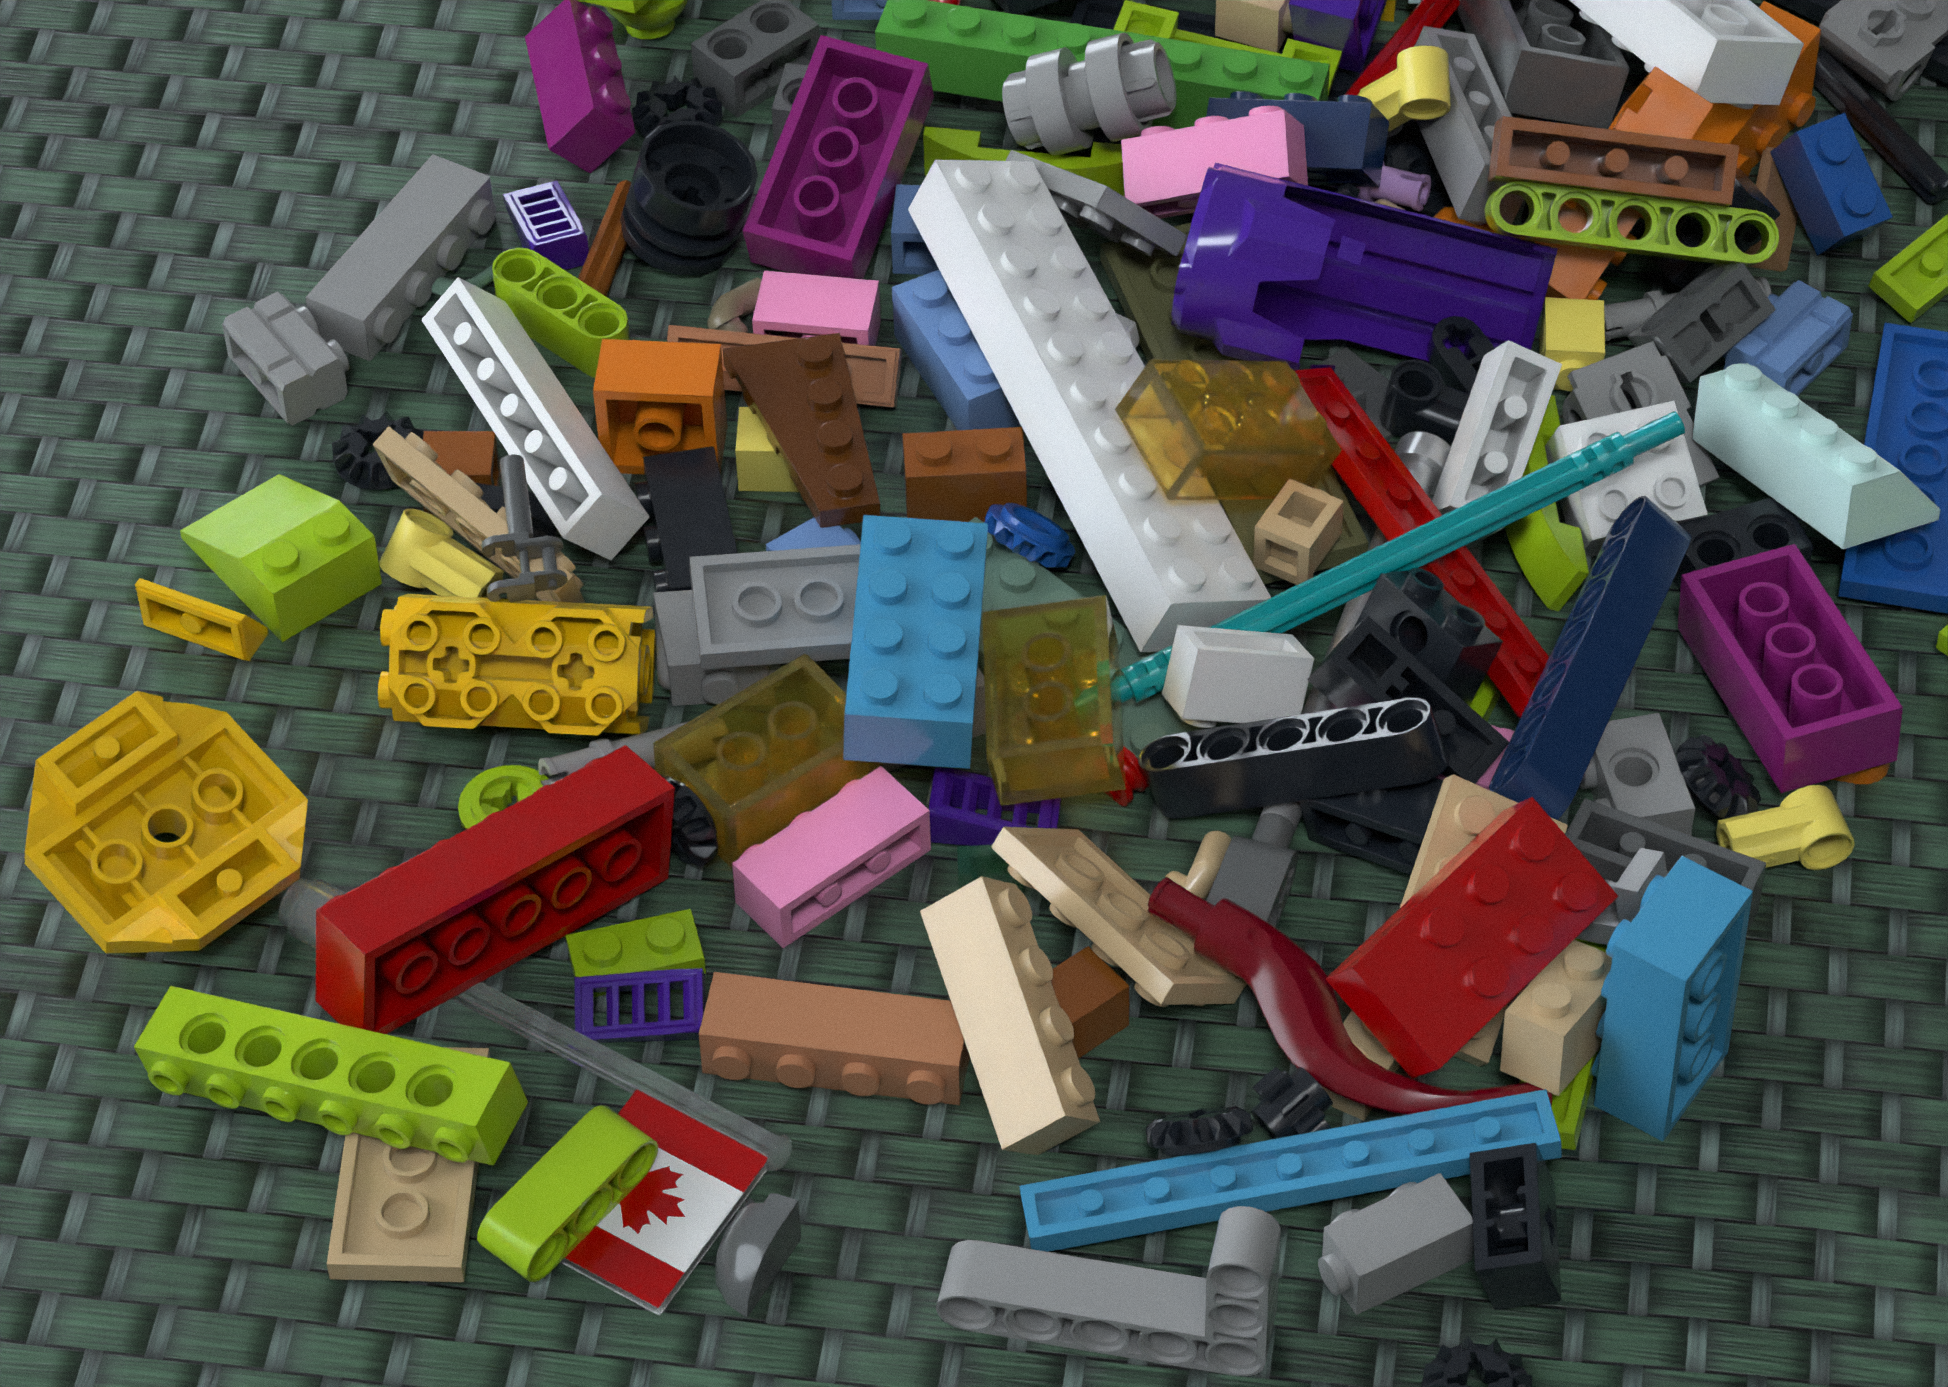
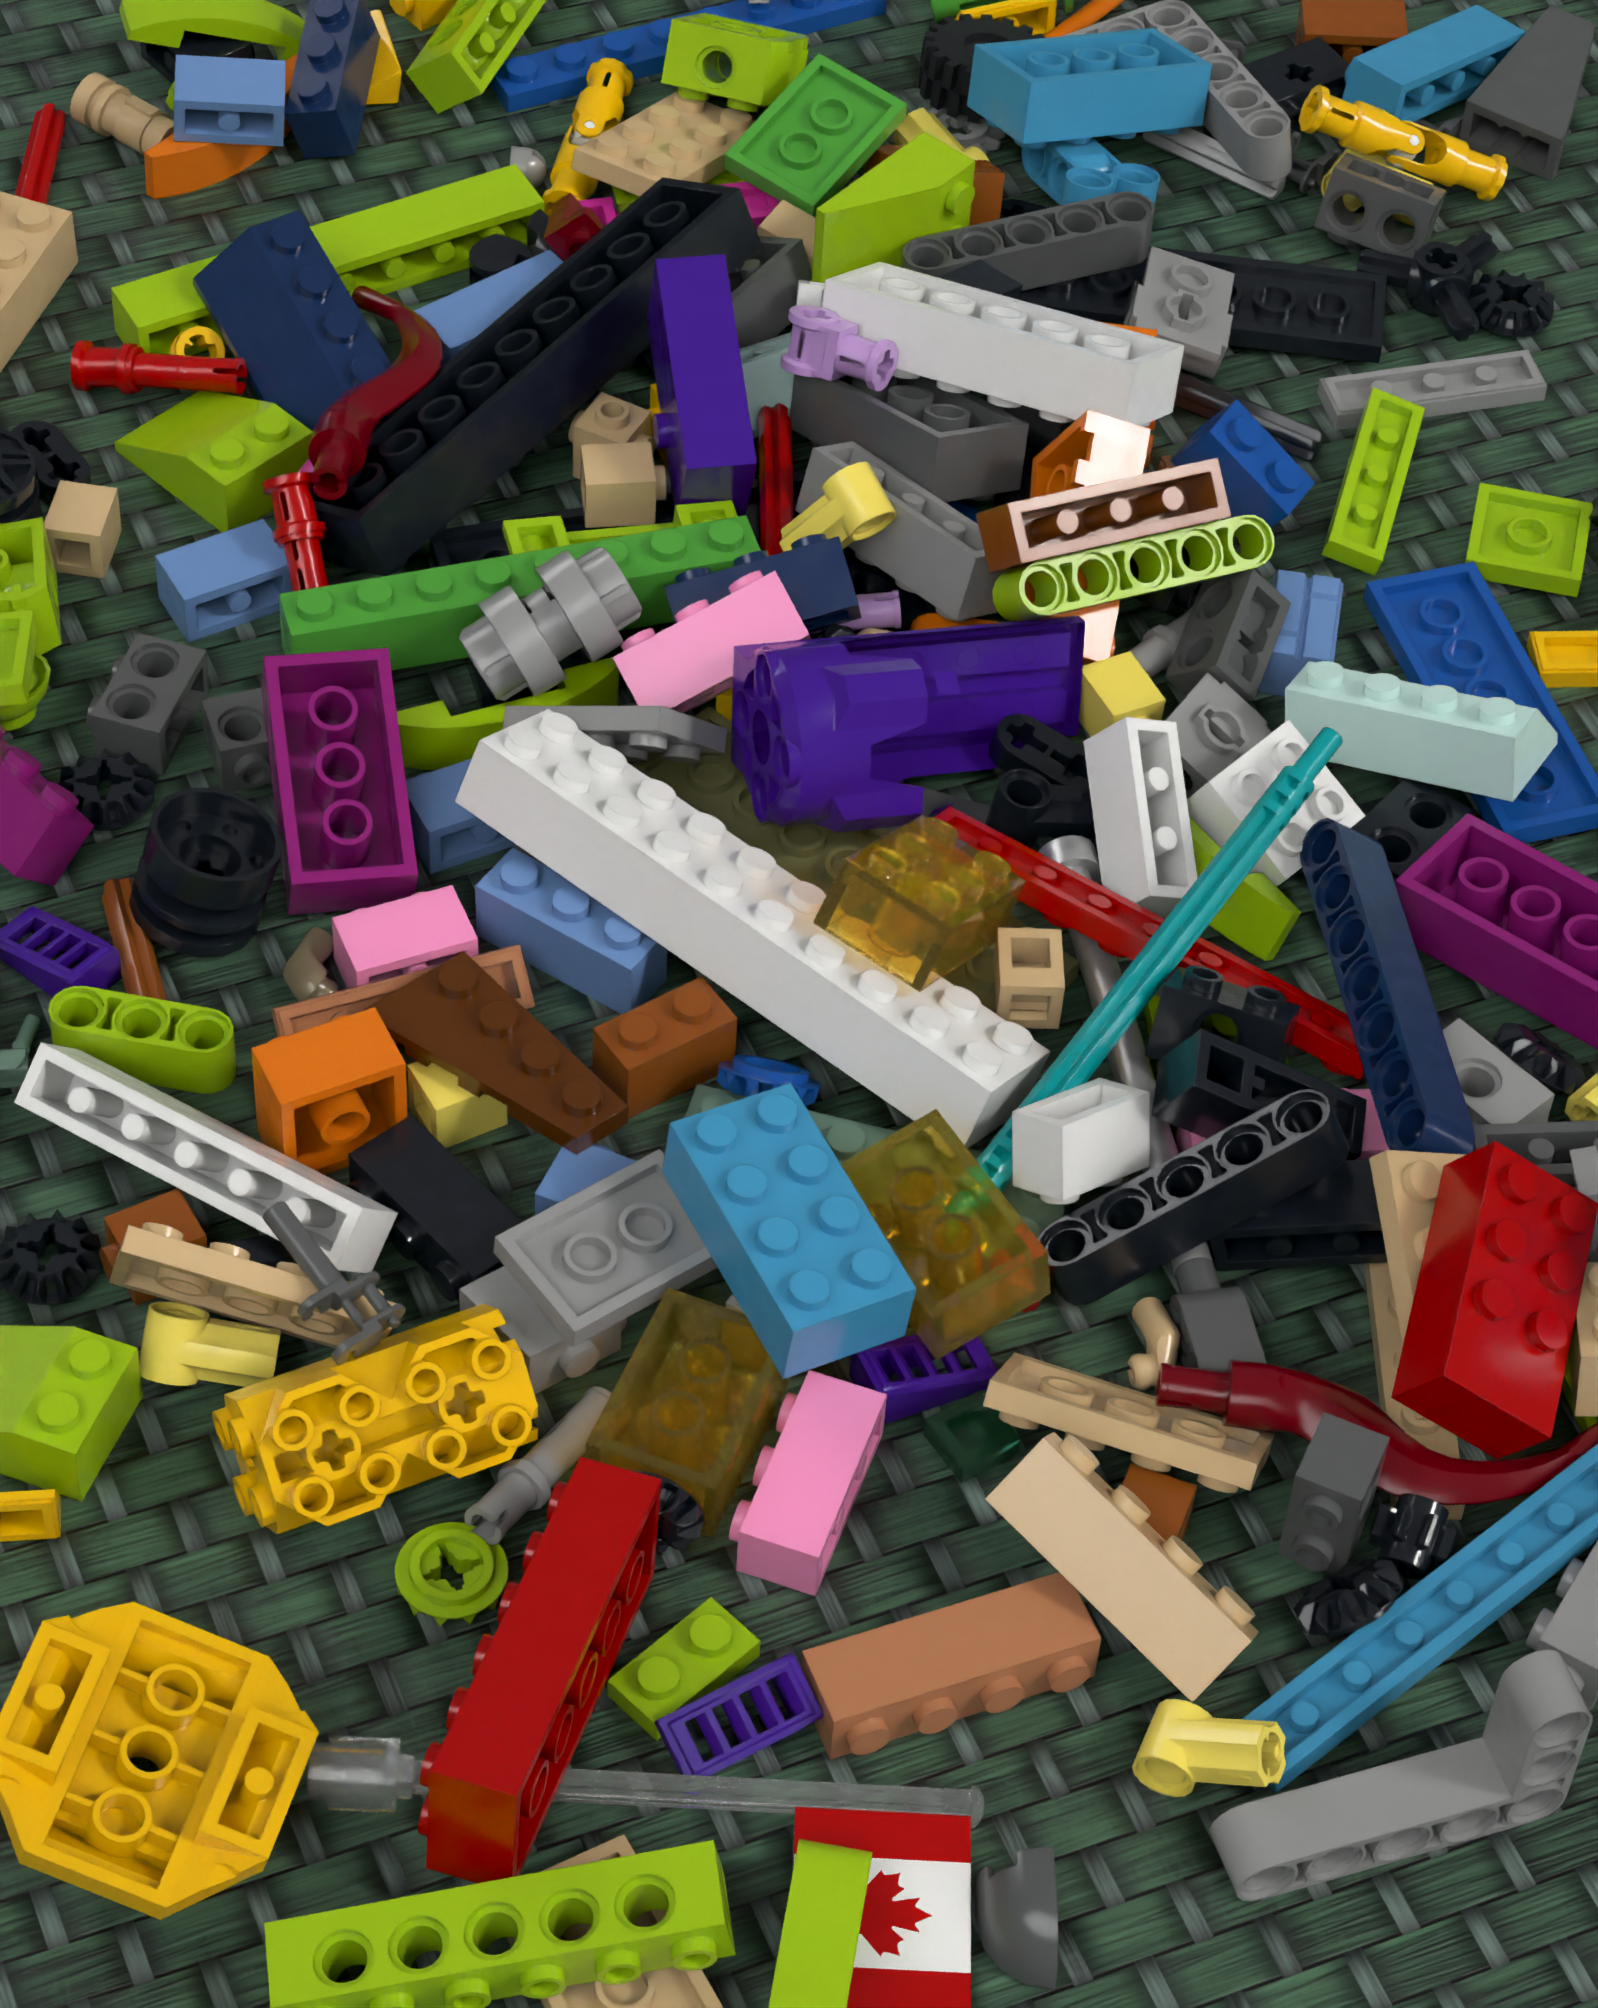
camera: 35 degrees left, 0 degrees up
(986, 1188) = (1193, 1747): none -> light yellow piece
(1235, 1038) = (1332, 1495): none -> dark grey brick

